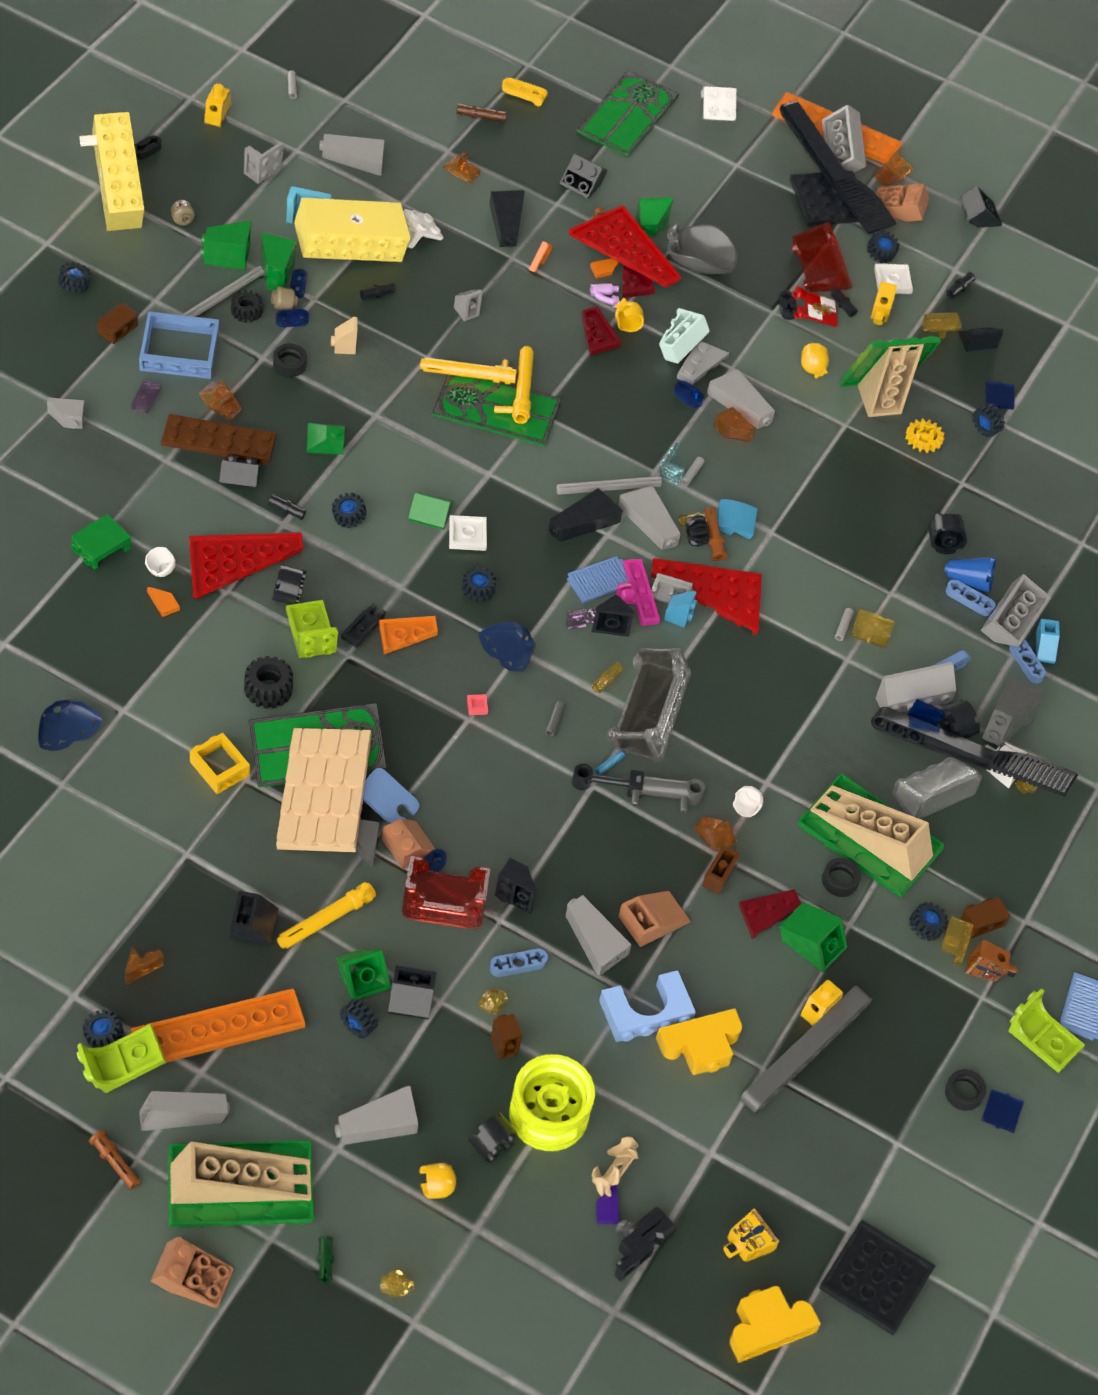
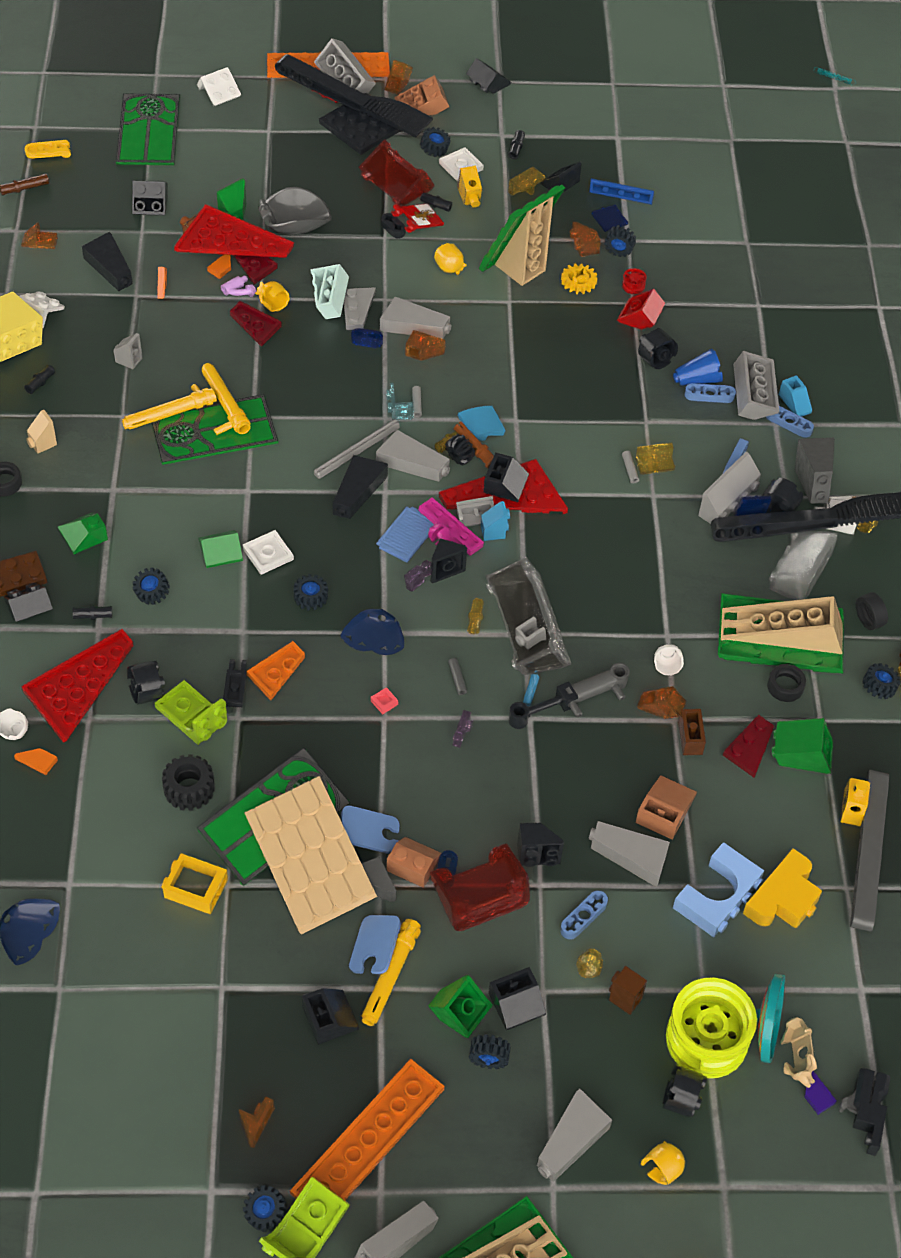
camera: 25 degrees left, 0 degrees up
(330, 887) = (375, 939): none -> medium blue piece
(528, 760) = (464, 726): none -> clear purple plate
(605, 1122) = (769, 1017): none -> teal dish
(641, 715) = (529, 634): none -> light grey window
(716, 574) = (505, 478): none -> black slope
(959, 403) = (585, 239): none -> clear orange slope
(962, 493) = (642, 310): none -> red slope
(965, 858) = (871, 611): none -> black tyre
(976, 464) = (634, 282): none -> red wheel
(1029, 376) = (621, 191): none -> blue slope

